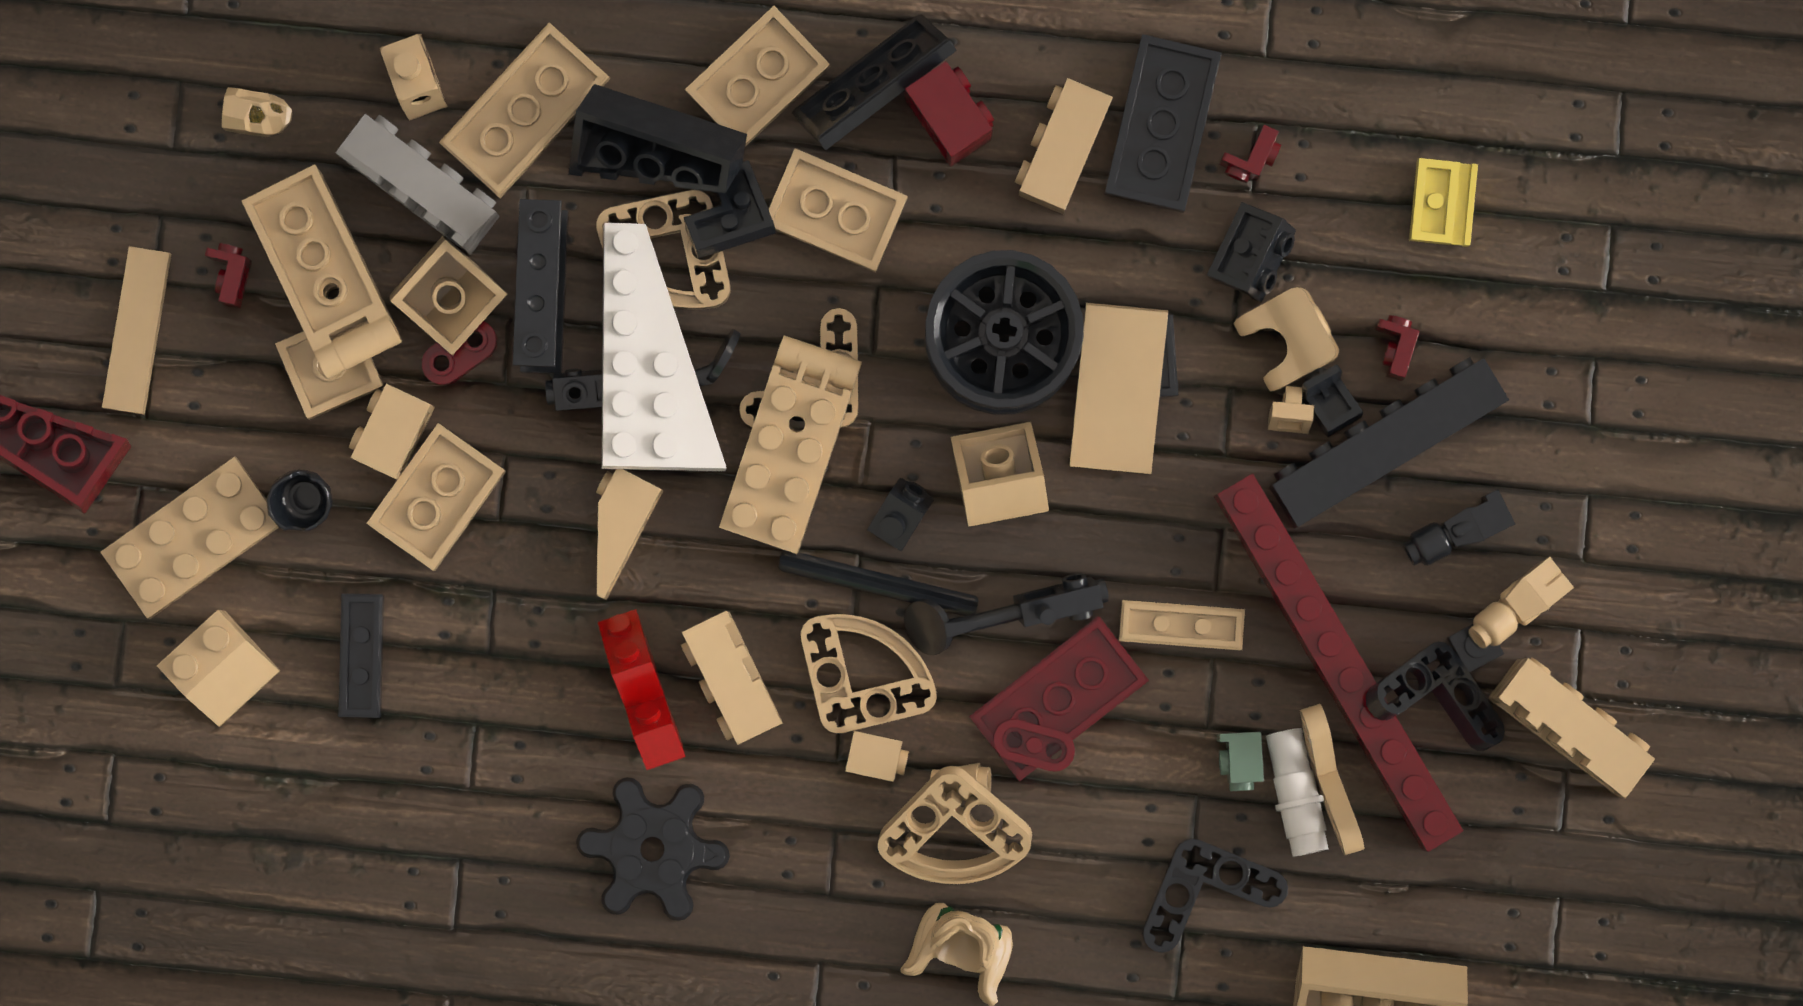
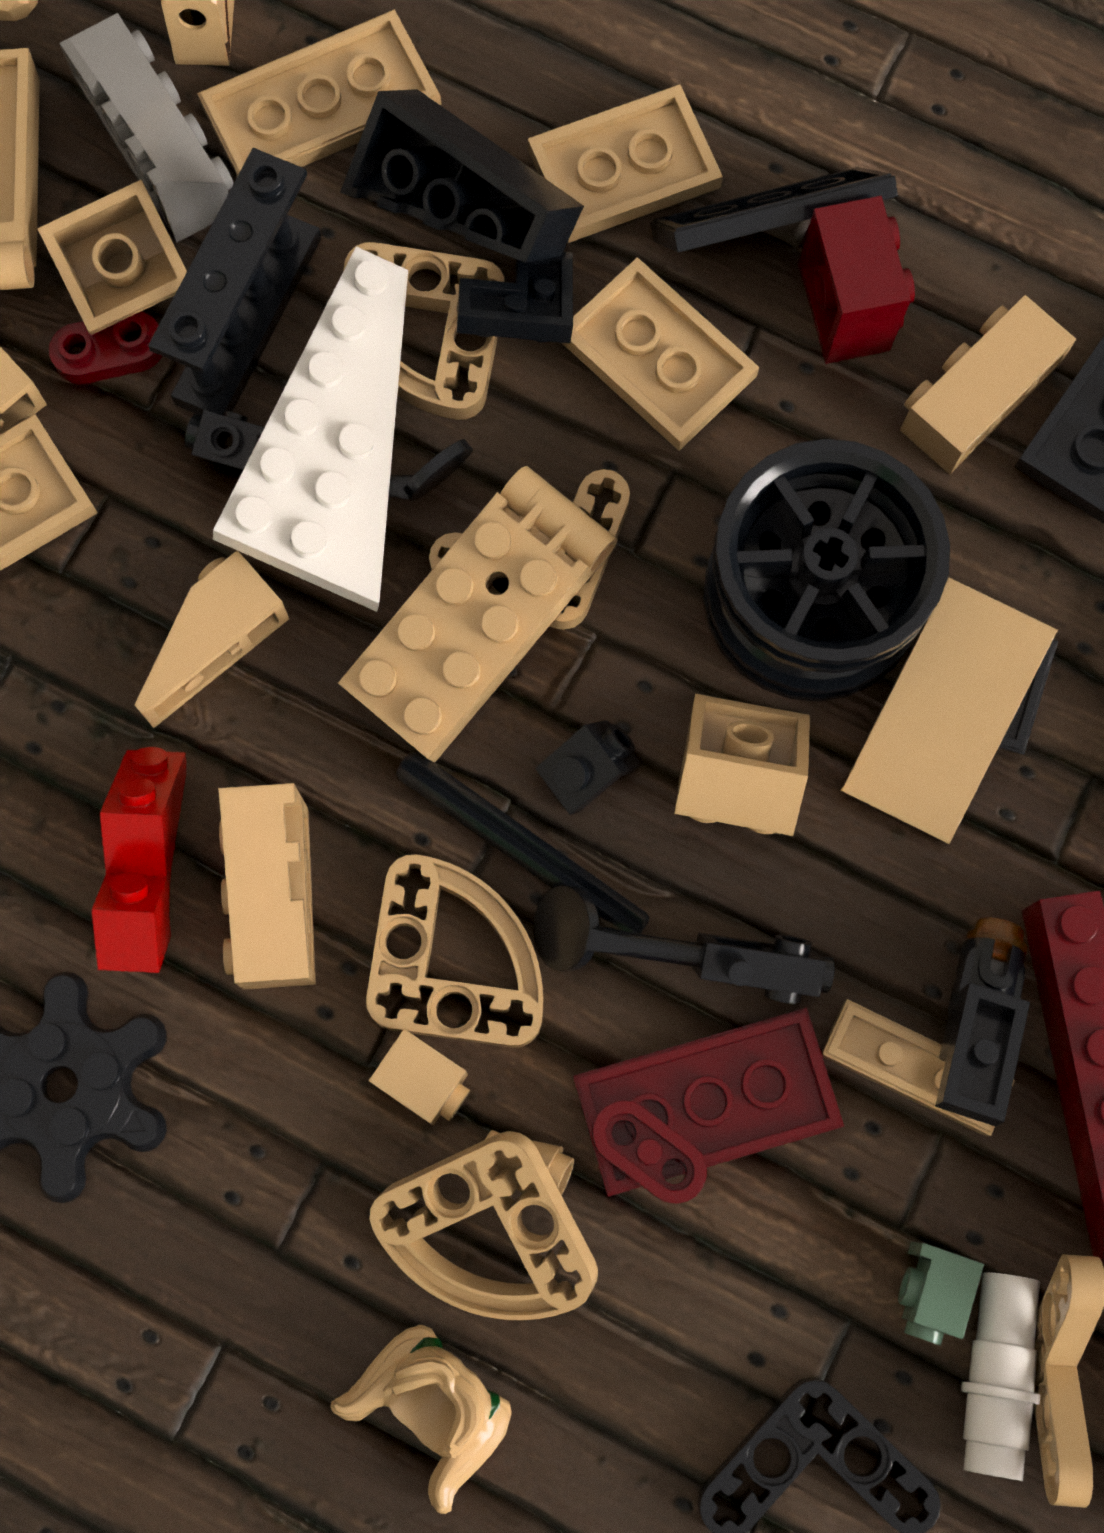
camera: 20 degrees right, 10 degrees down
(1209, 583) = (984, 1023): none -> black plate

